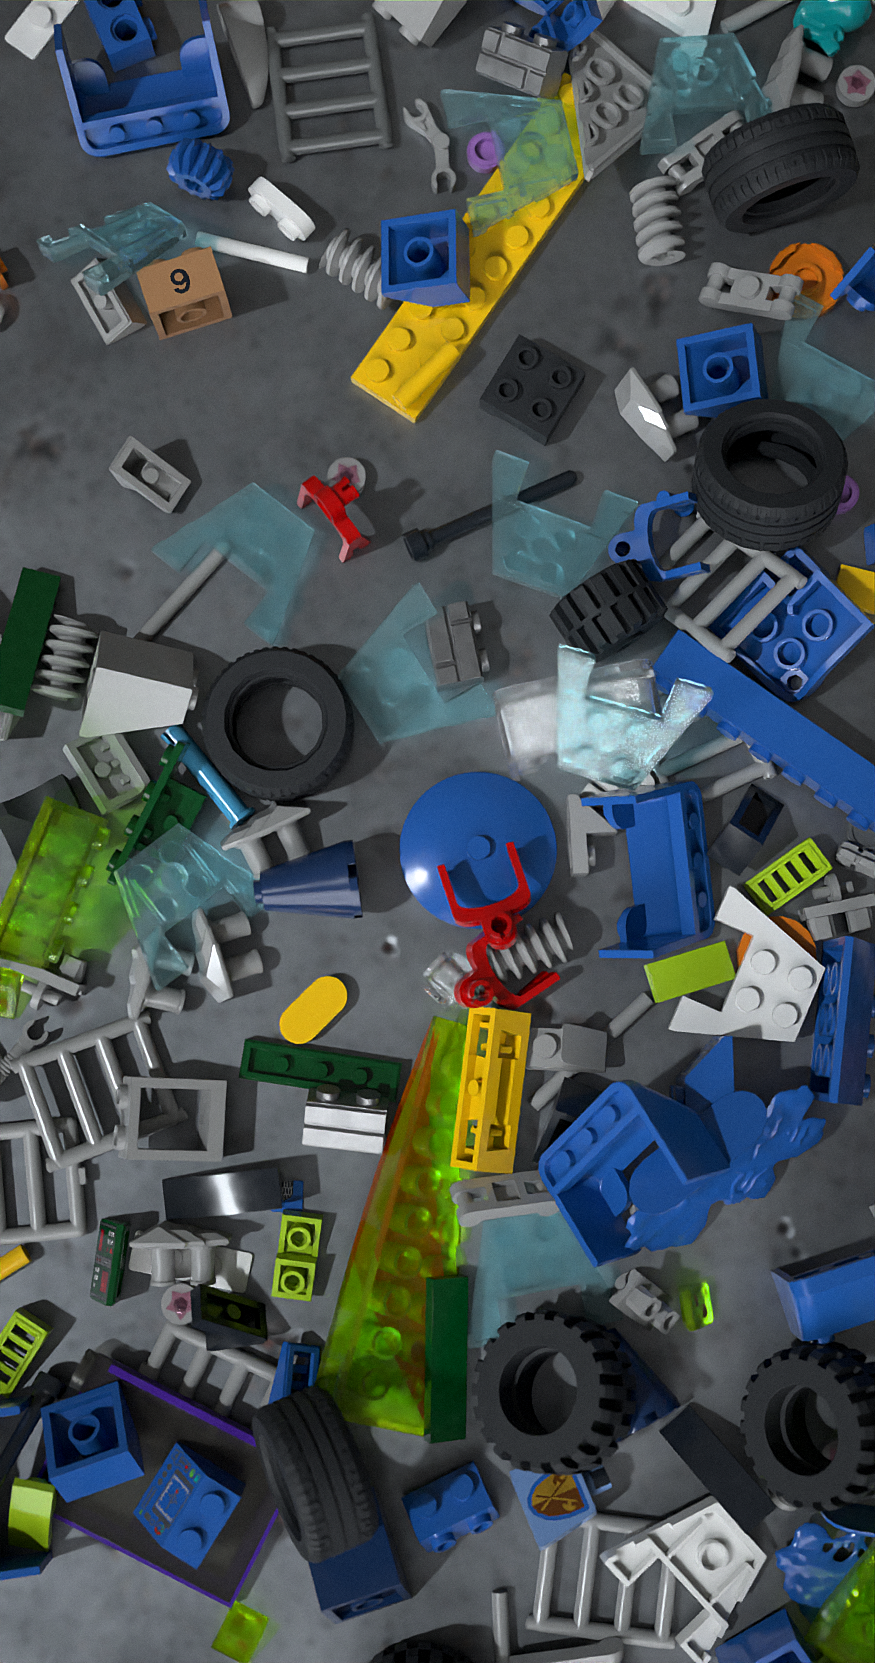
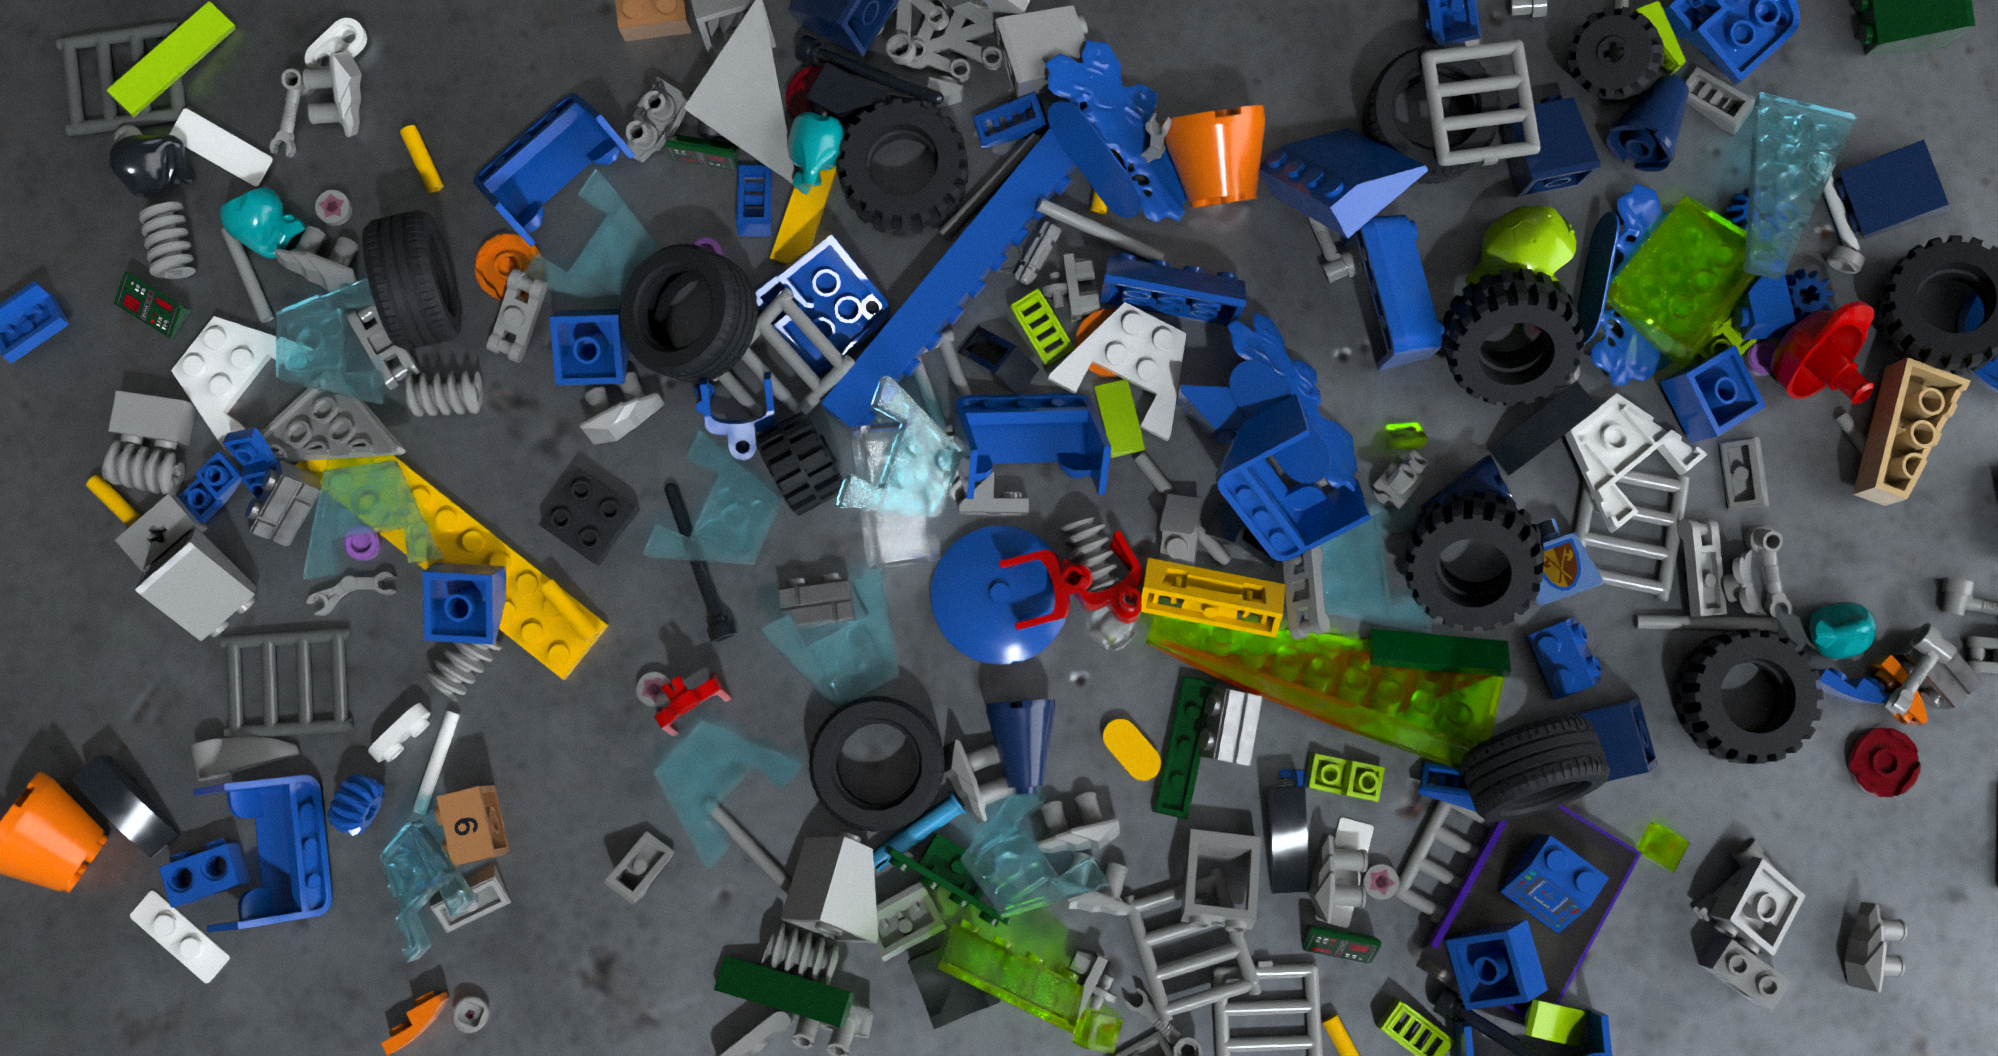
camera: 85 degrees left, 0 degrees up
(227, 1318) = (1396, 840): black slope -> none

